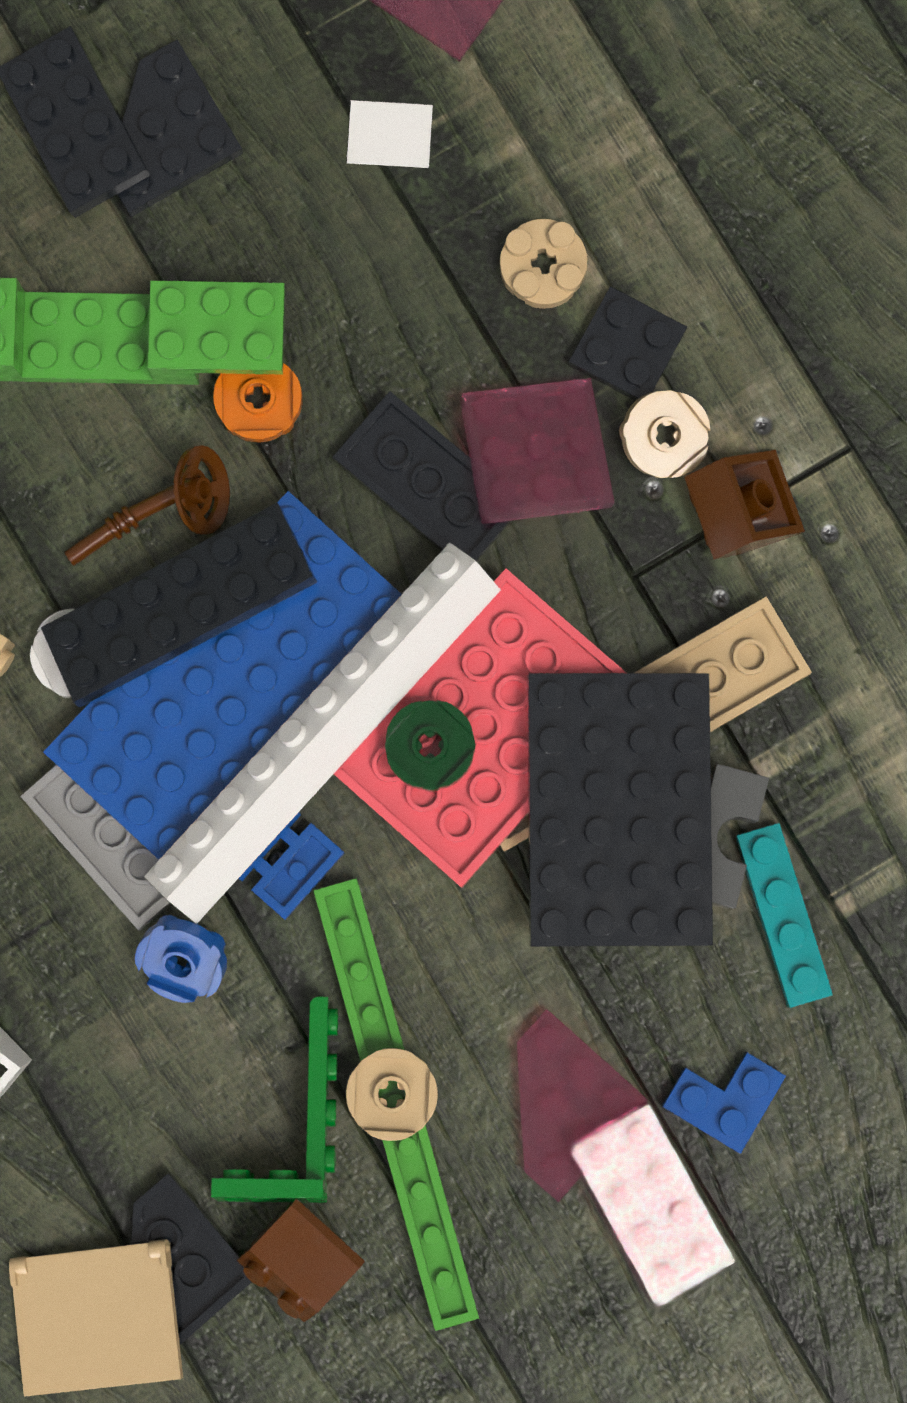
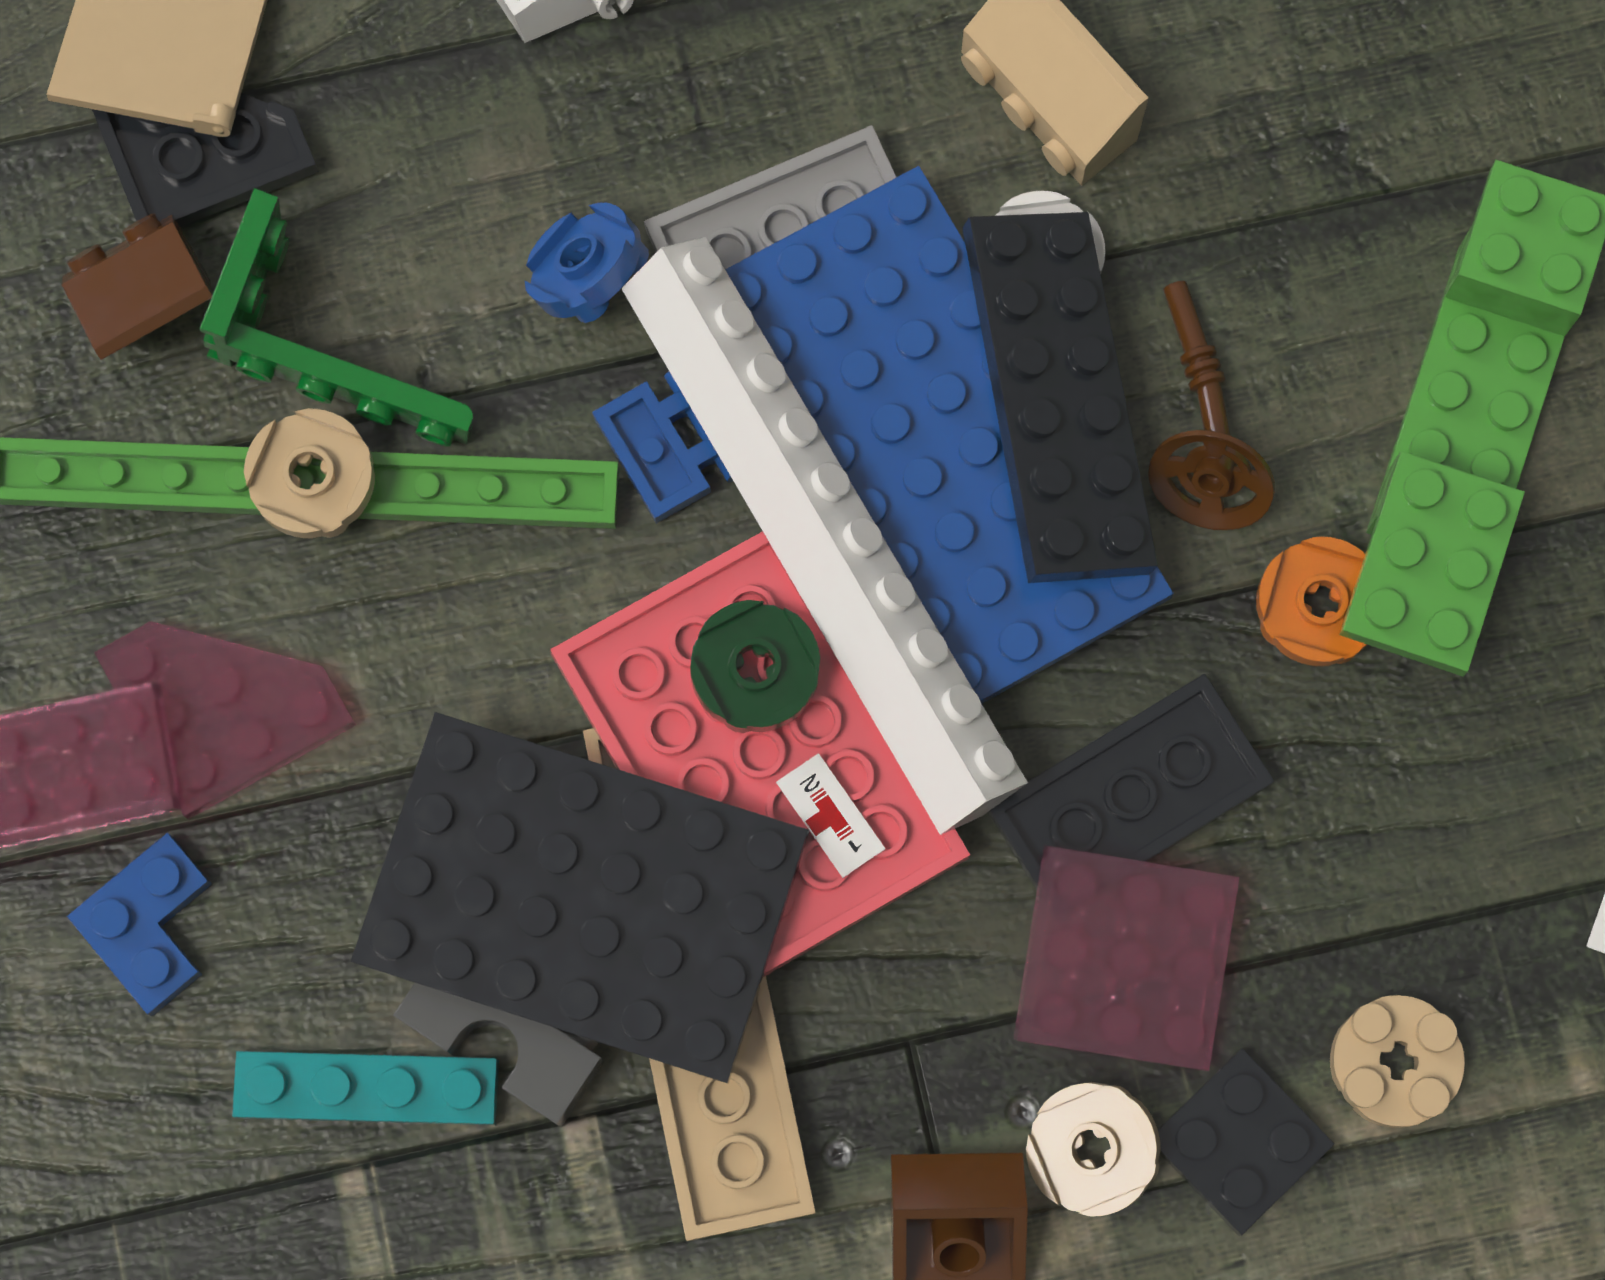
camera: 110 degrees right, 5 degrees down
(510, 665) = (830, 815): none -> white sticker

